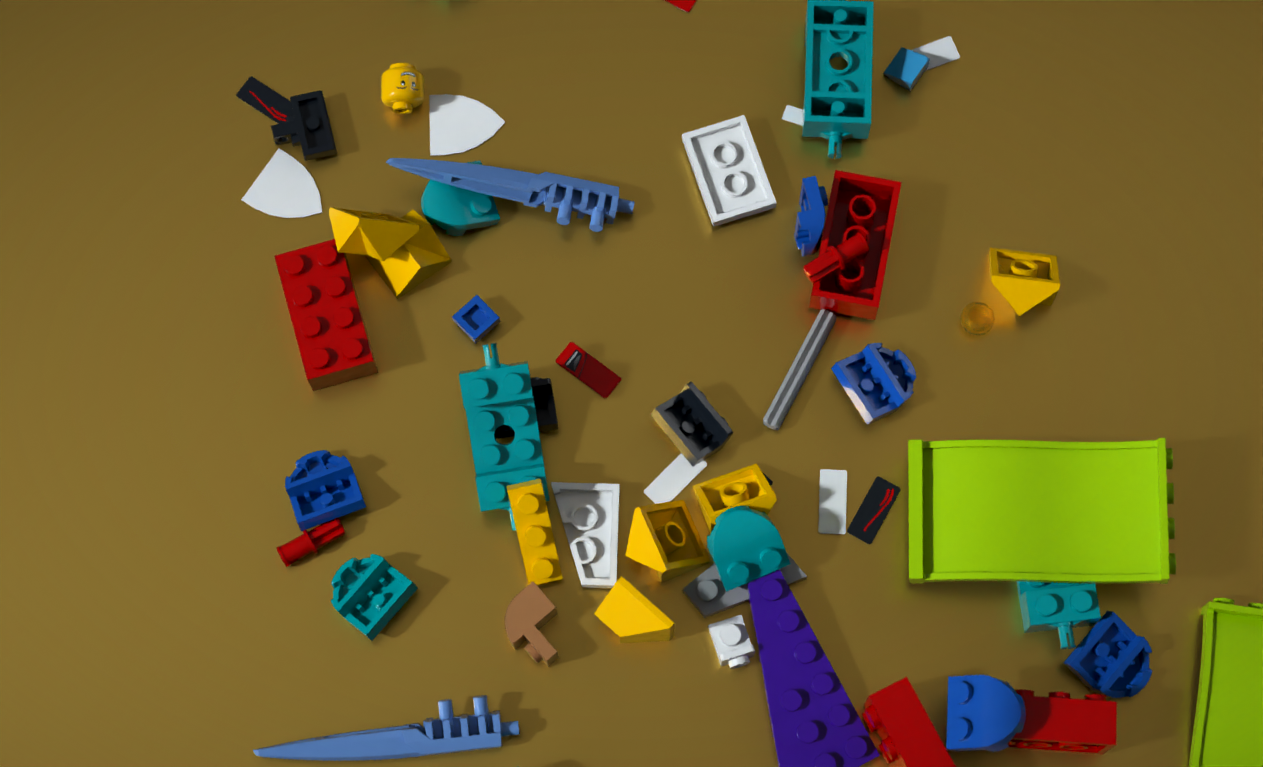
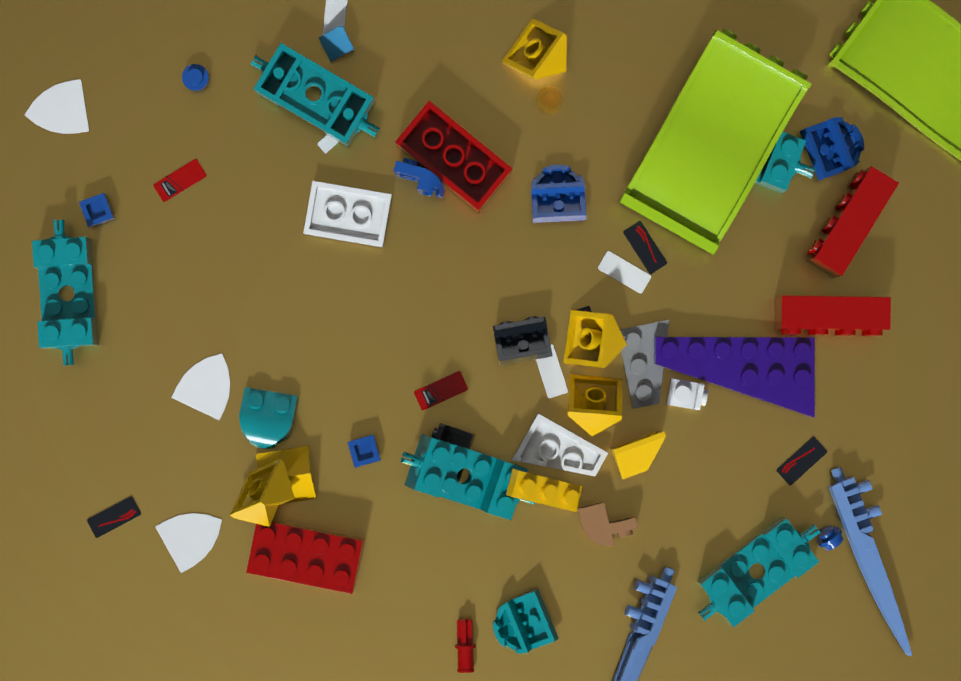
camera: 65 degrees left, 15 degrees up
(307, 127) = (152, 498): black hinge -> none
(323, 489) = (432, 619): blue slope -> none
(402, 87) = (159, 415): yellow head -> none
(530, 188) = (286, 365): medium blue piece -> none
(745, 546) = (632, 352): teal slope -> none
(799, 369) = (520, 244): light grey axle -> none
(836, 258) = (463, 179): red axle -> none
(982, 713) = (834, 259): blue slope -> none

